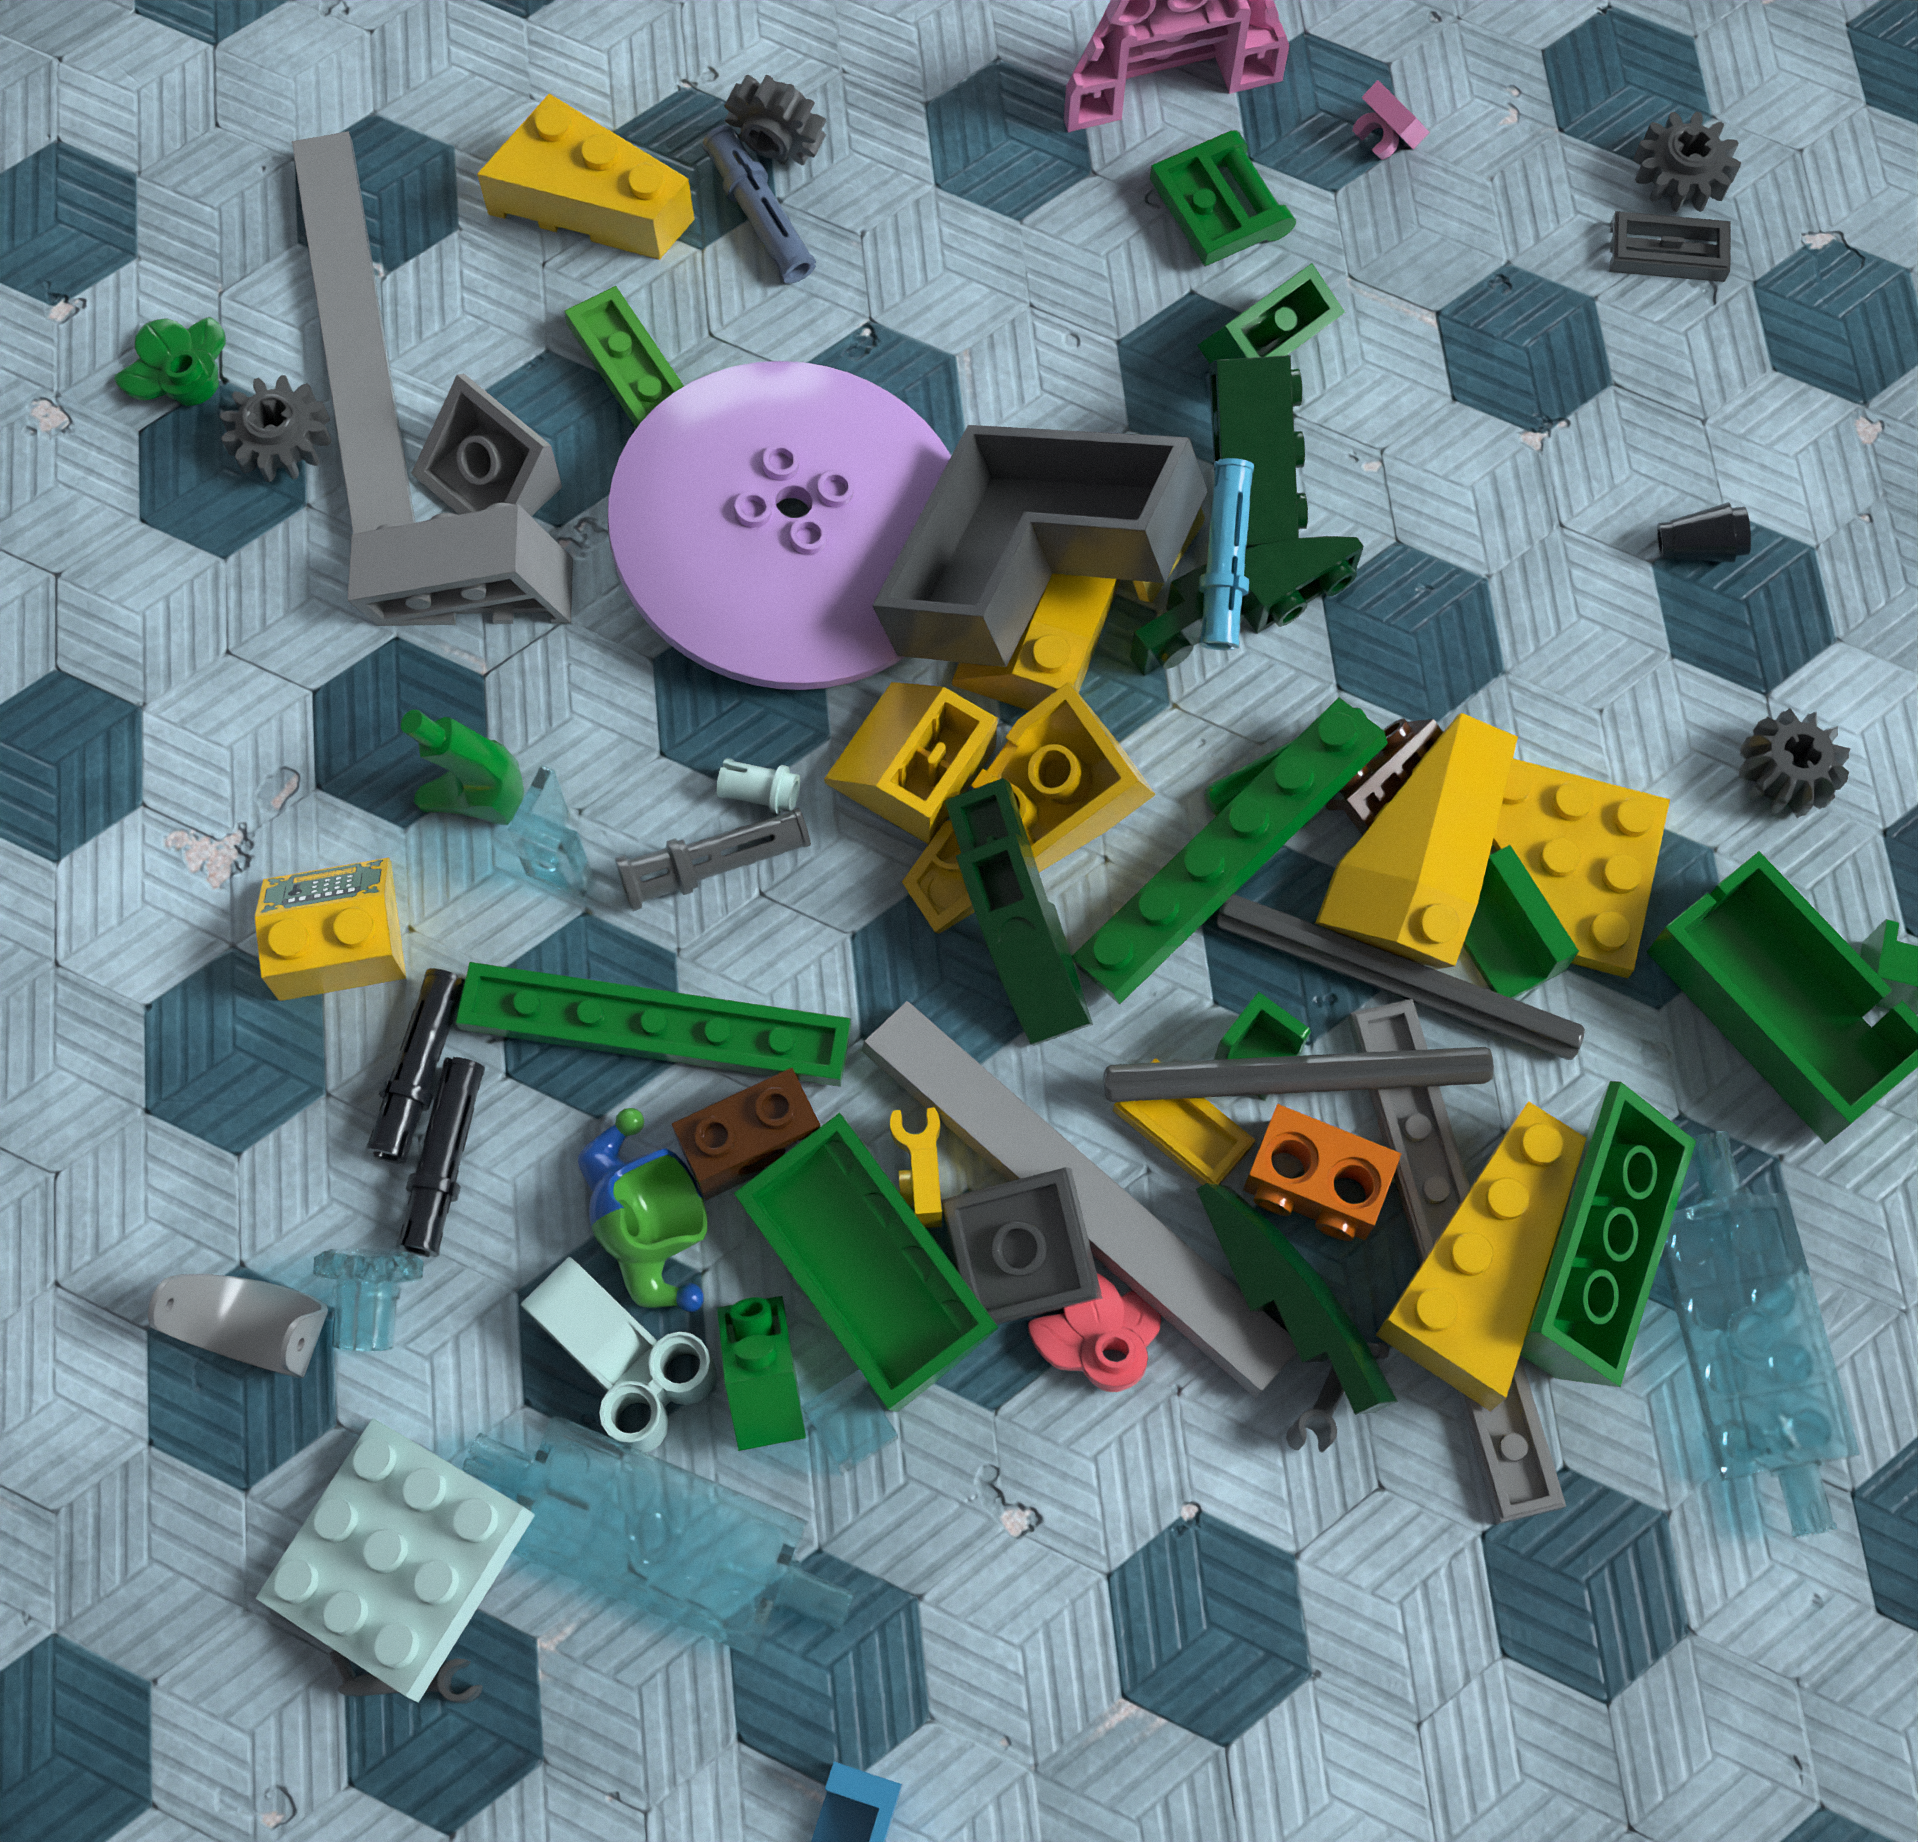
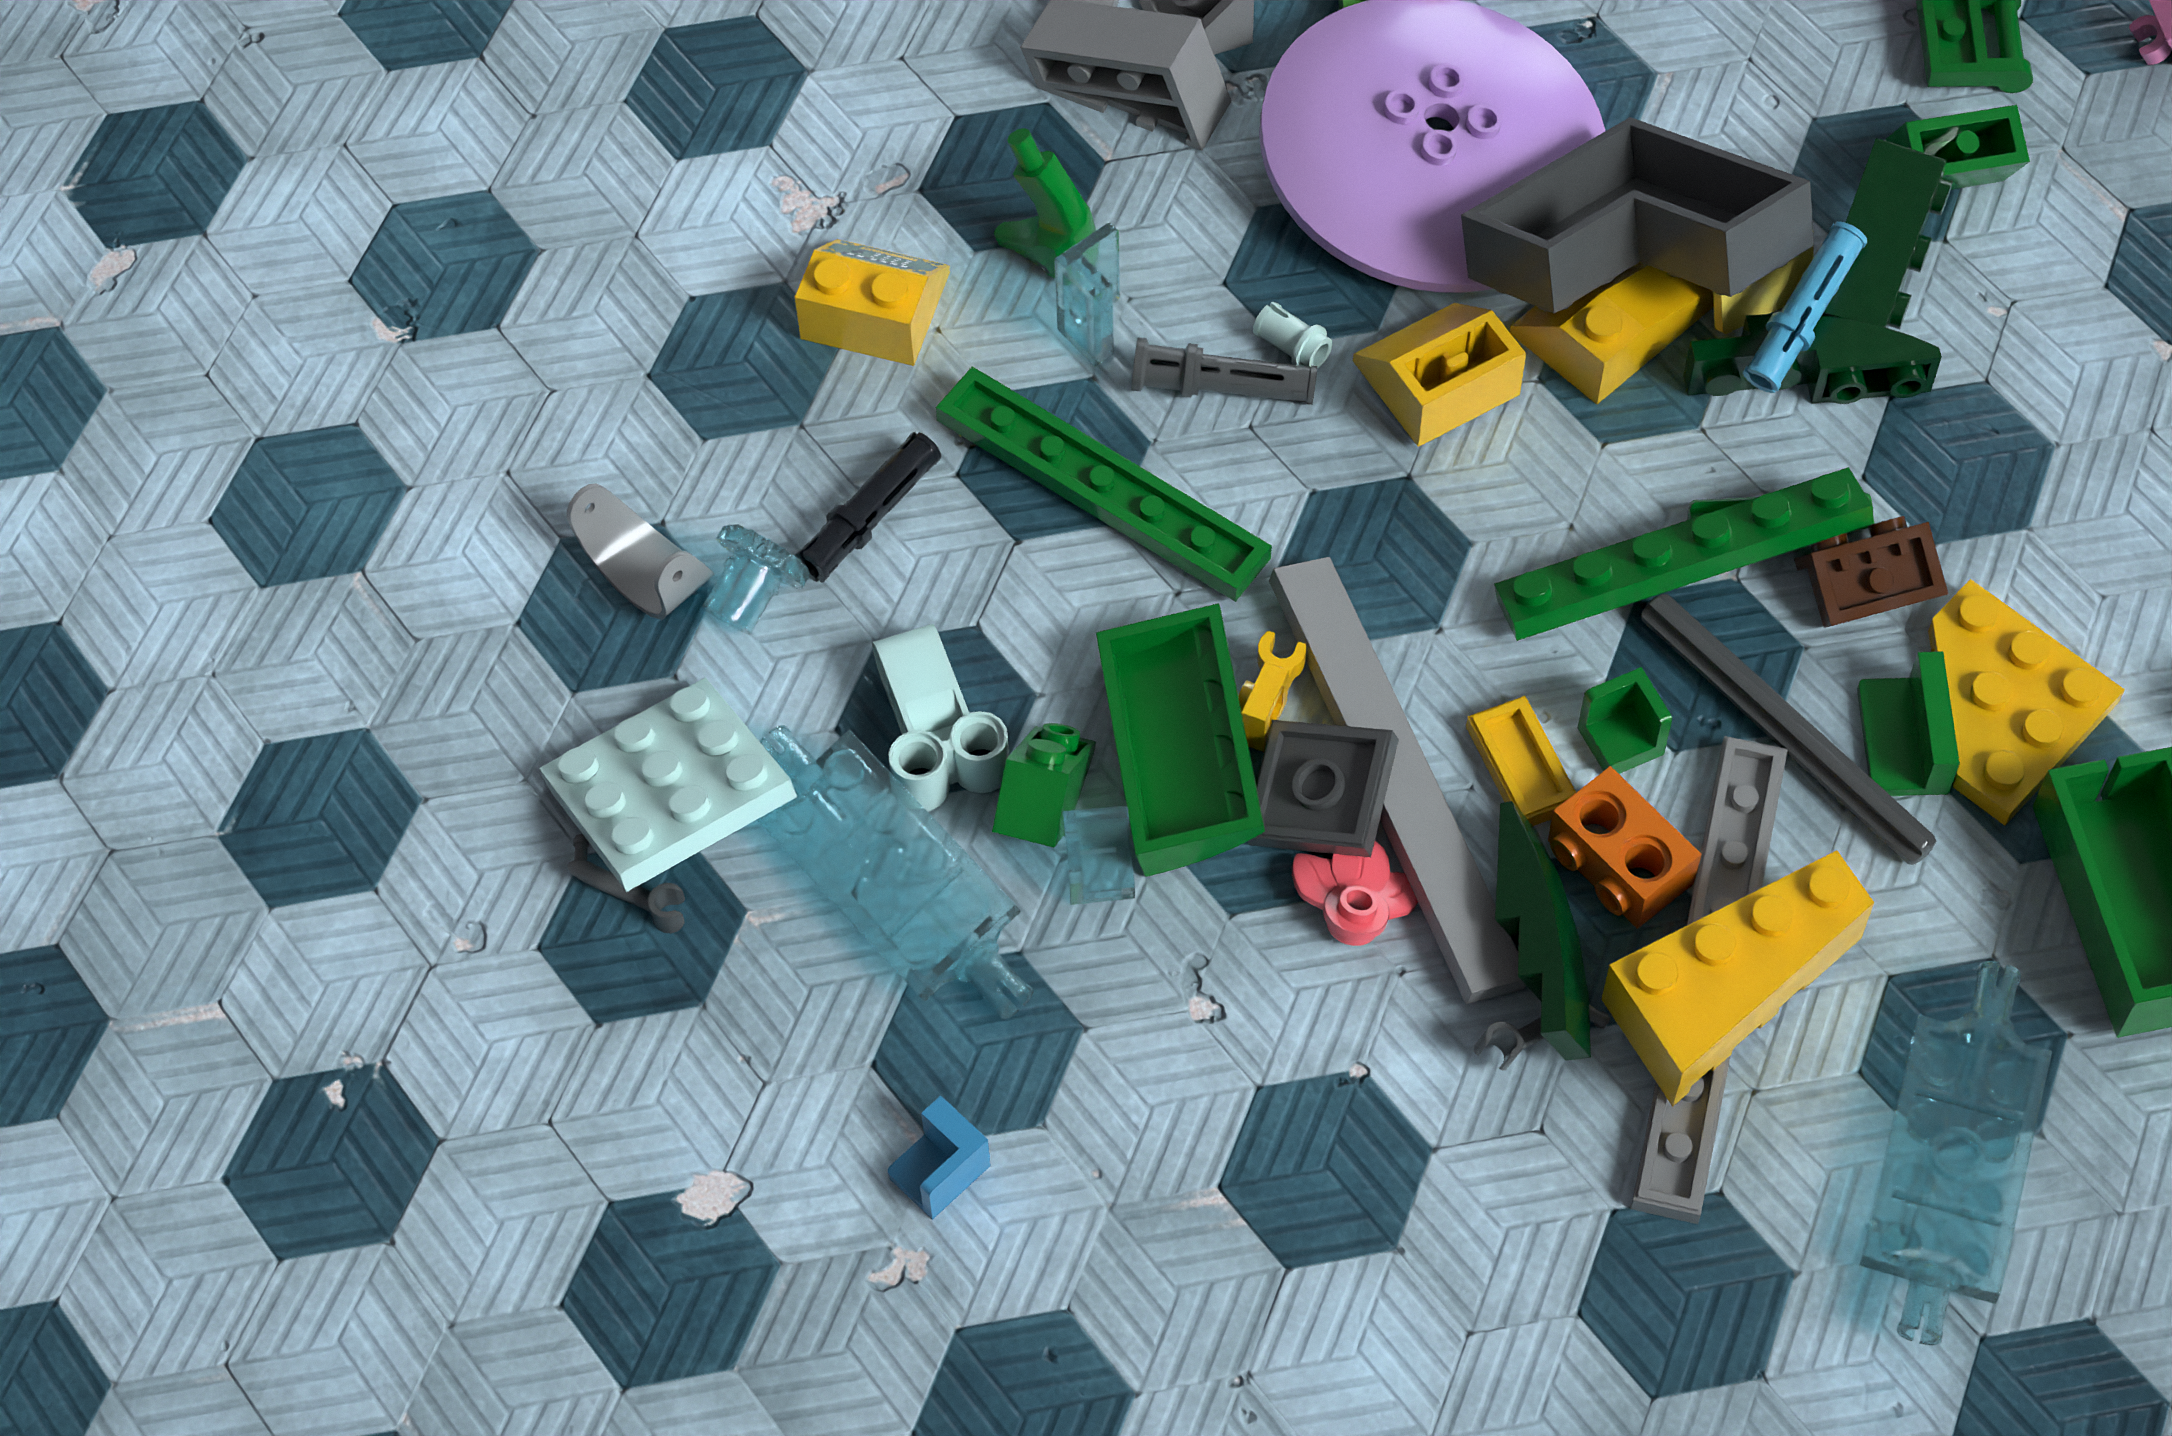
camera: 30 degrees right, 10 degrees down
(411, 1079) = (867, 445): black pin -> none
(643, 1212) = (1013, 619): bright green piece -> none
(745, 1132) = (1128, 588): reddish brown brick -> none
(1015, 913) = (1458, 523): dark green slope -> none
(1068, 787) = (1536, 448): yellow wedge -> none
(1298, 1074) = (1647, 757): dark grey axle -> none
(1425, 856) = (1855, 630): yellow wedge -> none
(1608, 1241) = (1848, 999): green slope -> none

